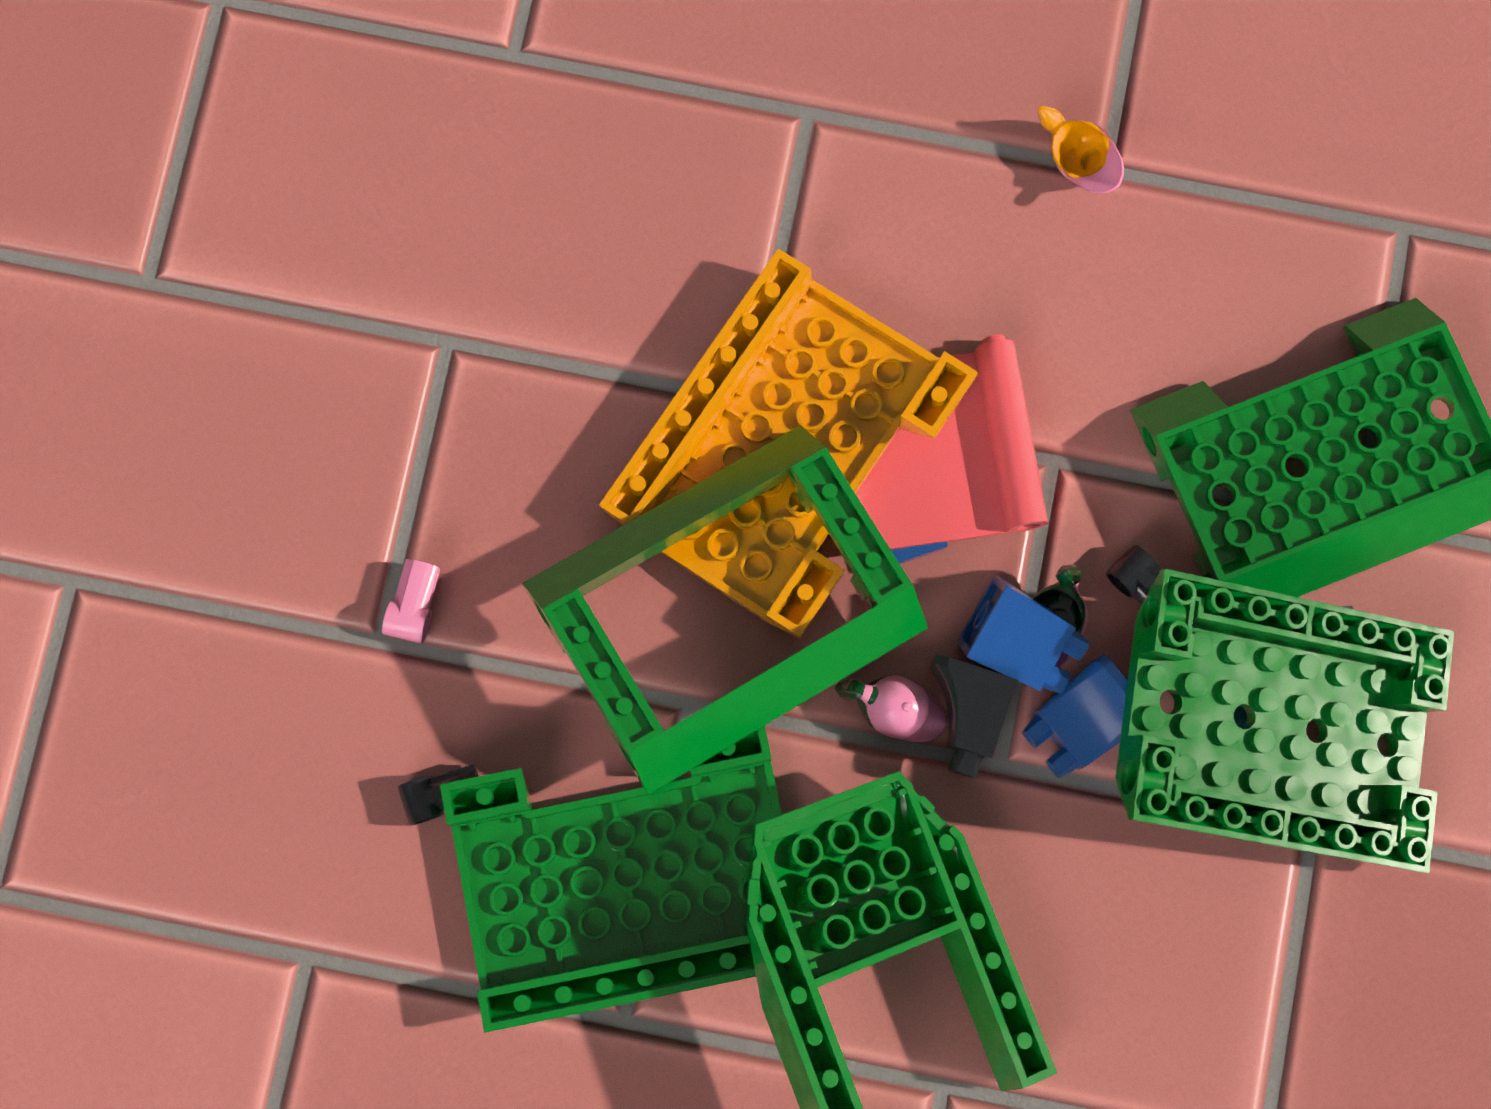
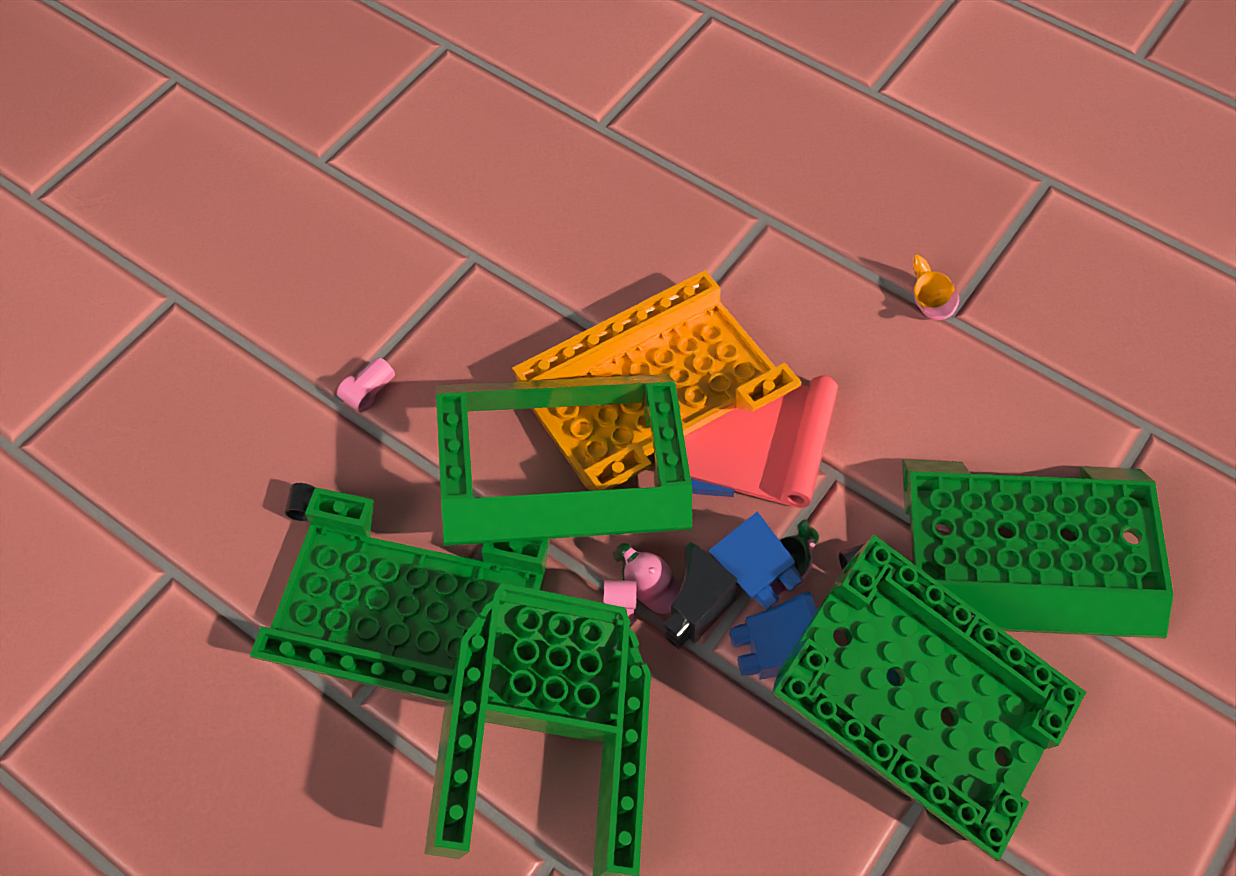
camera: 30 degrees right, 20 degrees down
(885, 756) = (621, 594): none -> bright pink piece

